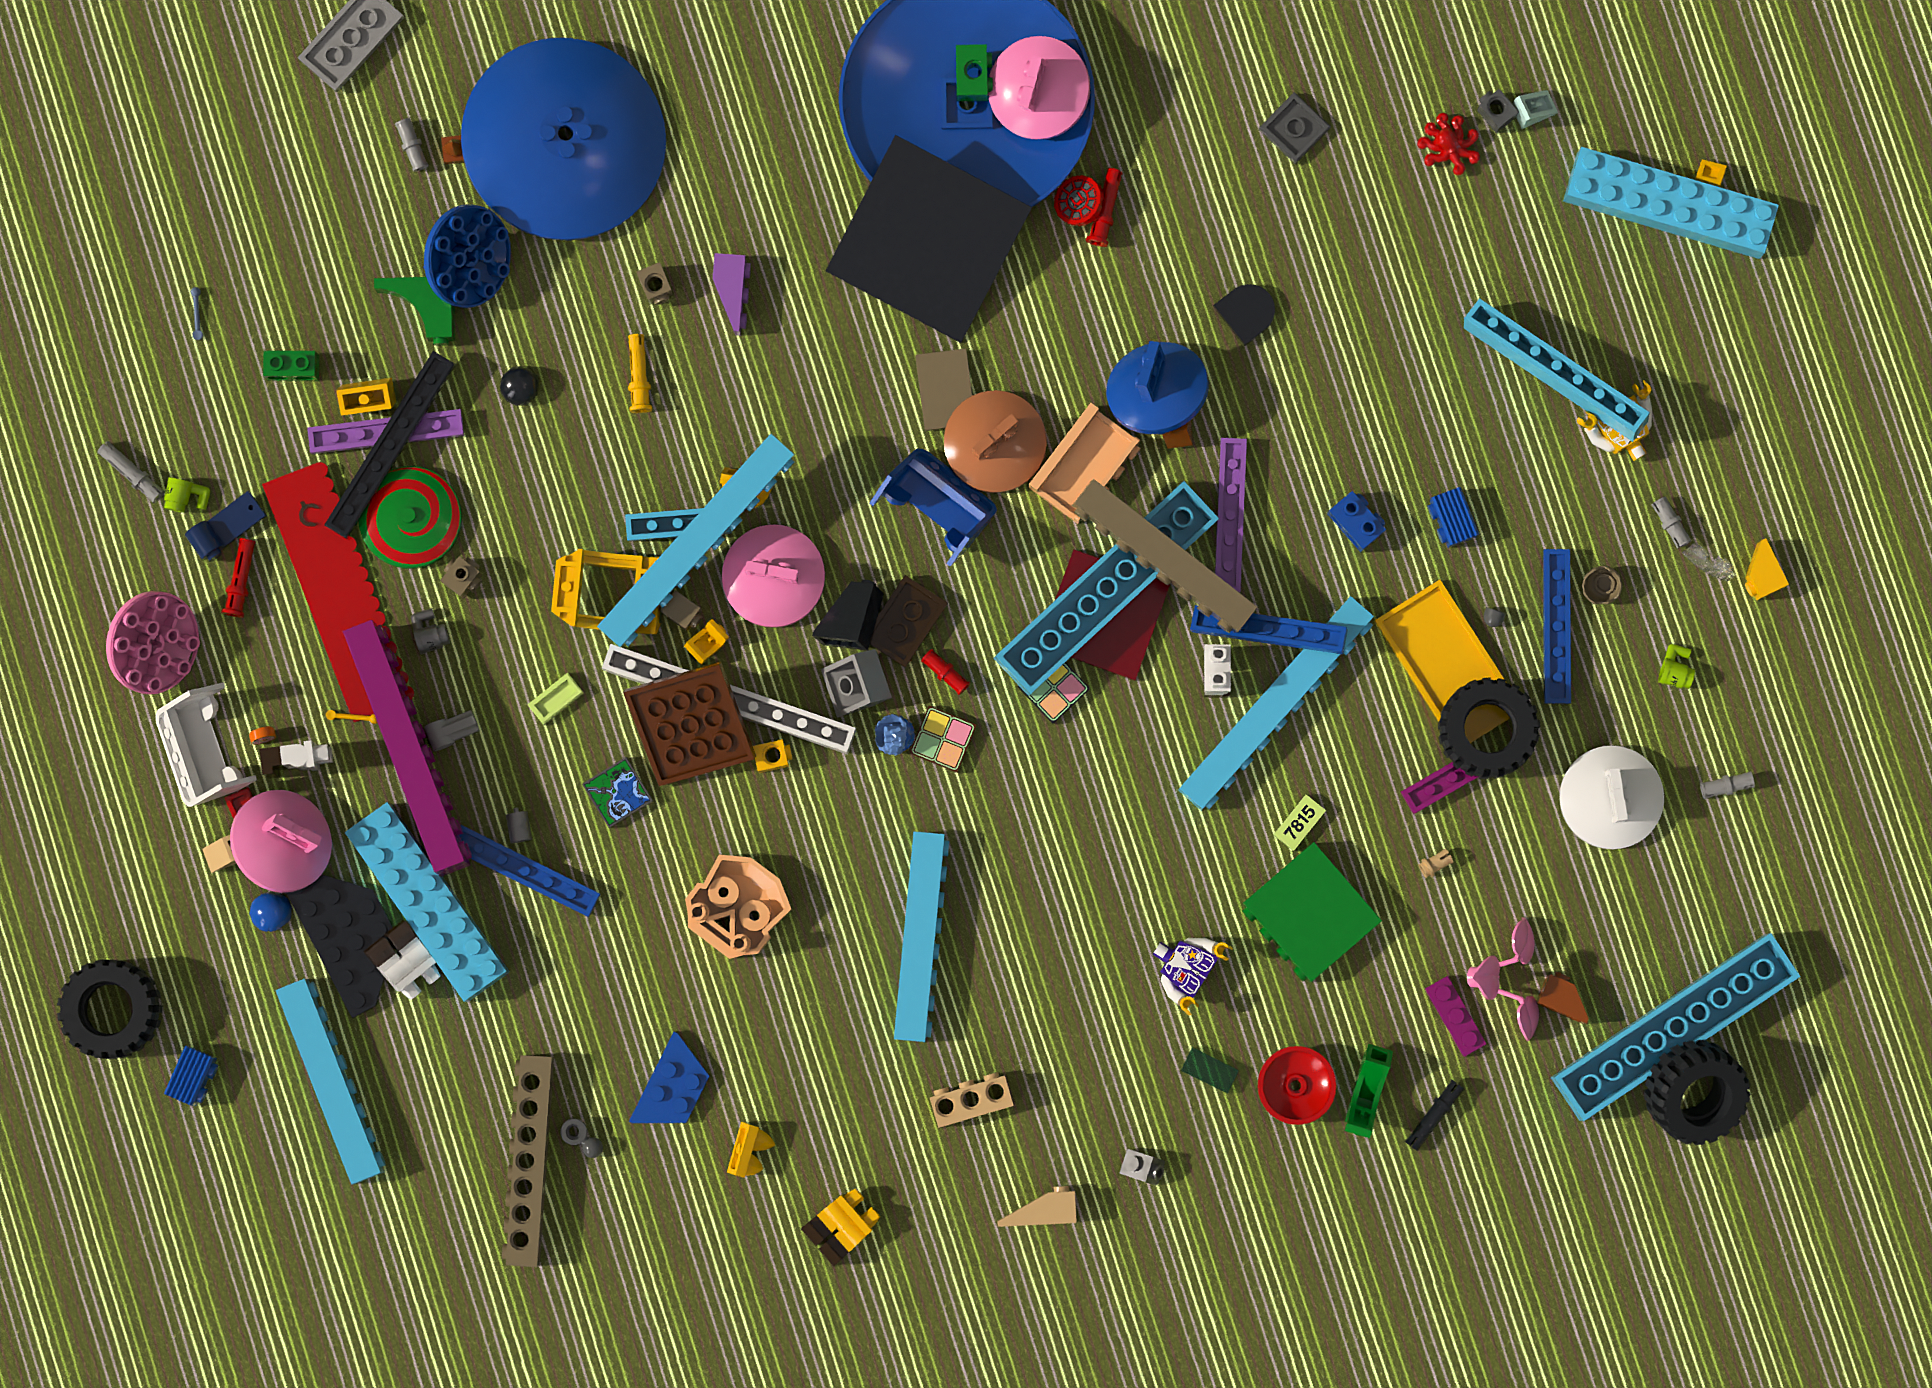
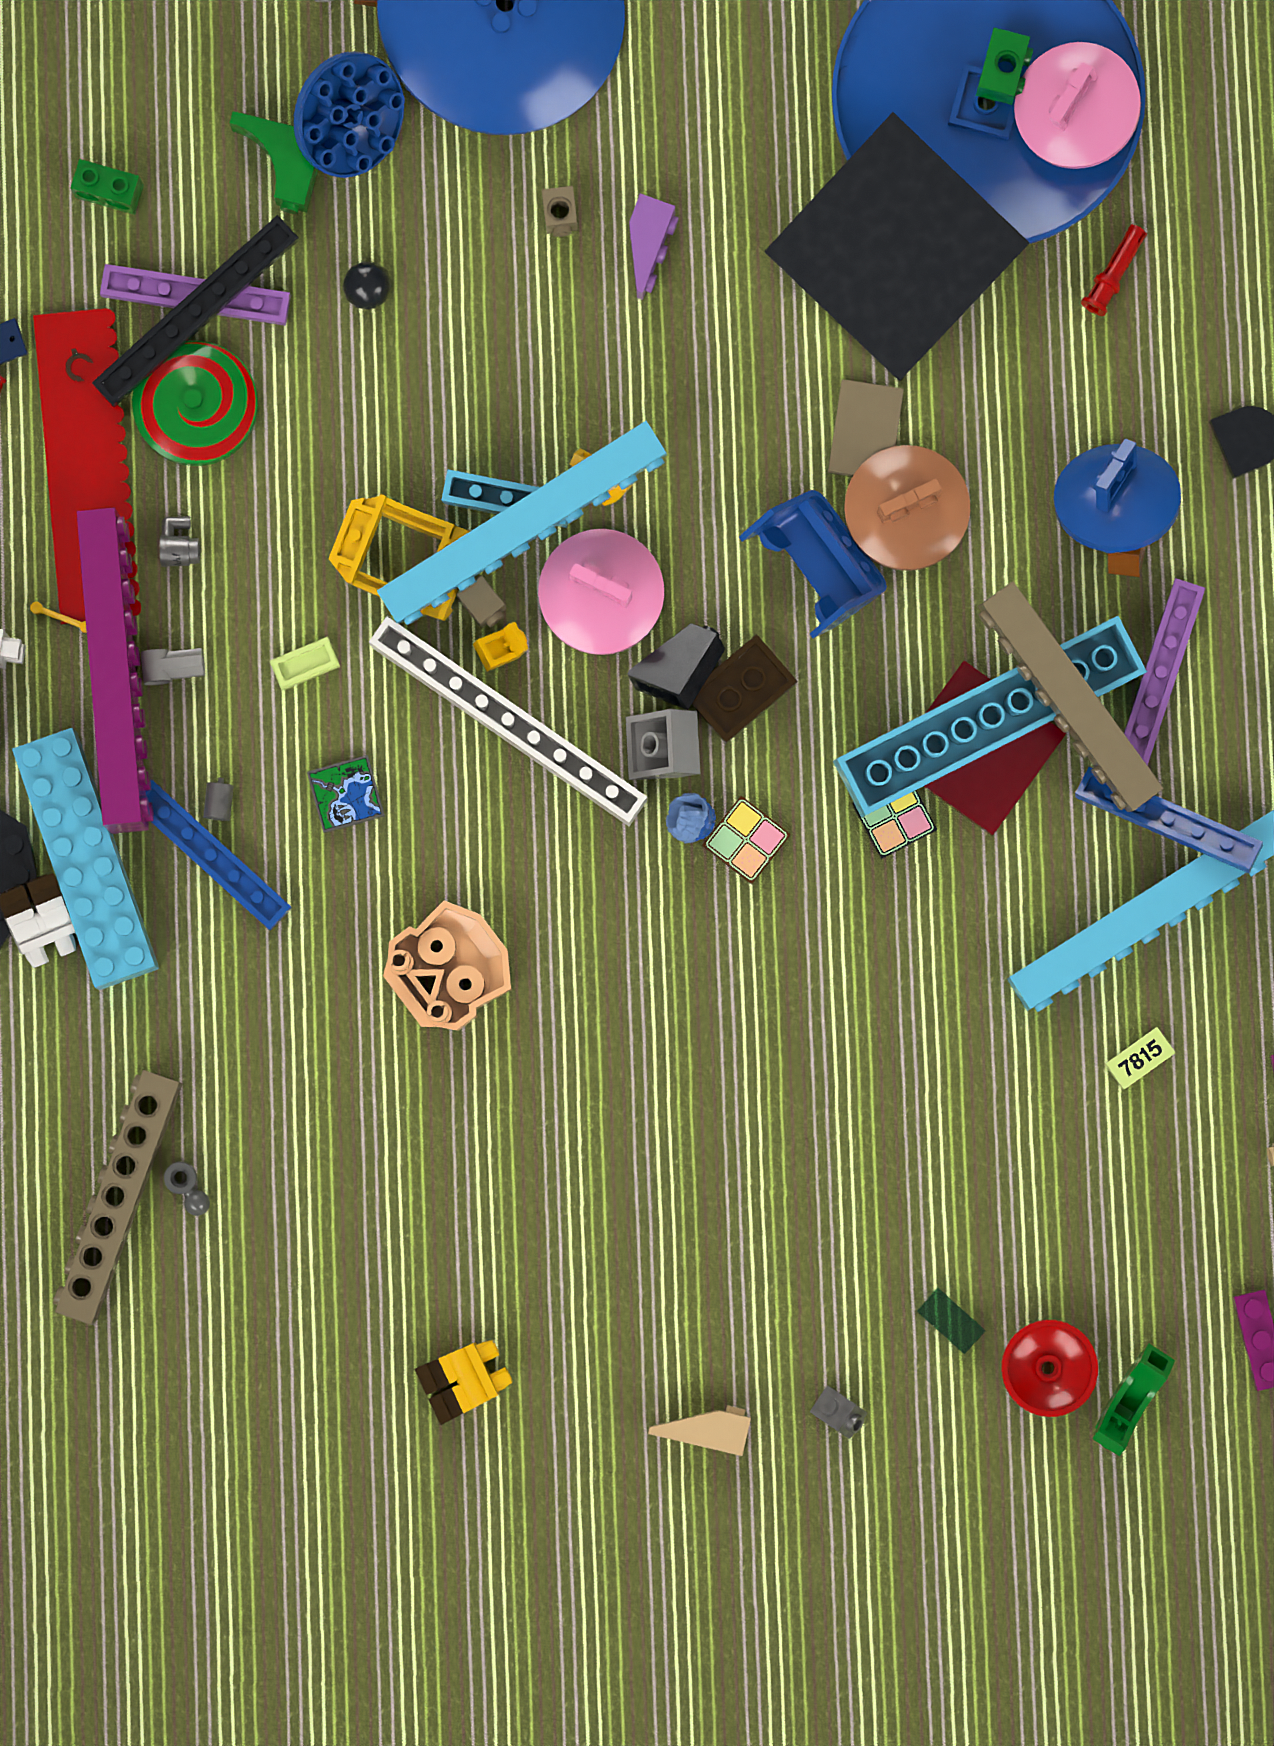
camera: 15 degrees right, 0 degrees up
(197, 334) = (8, 120): sand blue hinge -> none
(366, 396) = (184, 246): yellow brick -> none
(464, 585) = (238, 499): dark tan brick -> none
(639, 386) = (507, 324): yellow pin -> none
(672, 1087) = (311, 1158): blue wing -> none
(689, 724) = (453, 736): reddish brown plate -> none
(749, 1139) = (383, 1246): yellow tile -> none
(761, 751) = (526, 795): yellow brick -> none
(919, 937) = (652, 1065): medium azure brick -> none
(945, 672) = (771, 761): red pin -> none
(961, 1111) = (643, 1284): tan brick -> none
(1079, 200) = (1086, 253): red tile -> none
(1089, 451) = (1016, 549): light nougat panel -> none
(1188, 967) = (960, 1192): torso -> none
(1217, 670) = (1093, 851): white hips -> none
(1310, 913) = (1123, 1169): green panel -> none
(1434, 1115) = (1203, 1450): black pin -> none

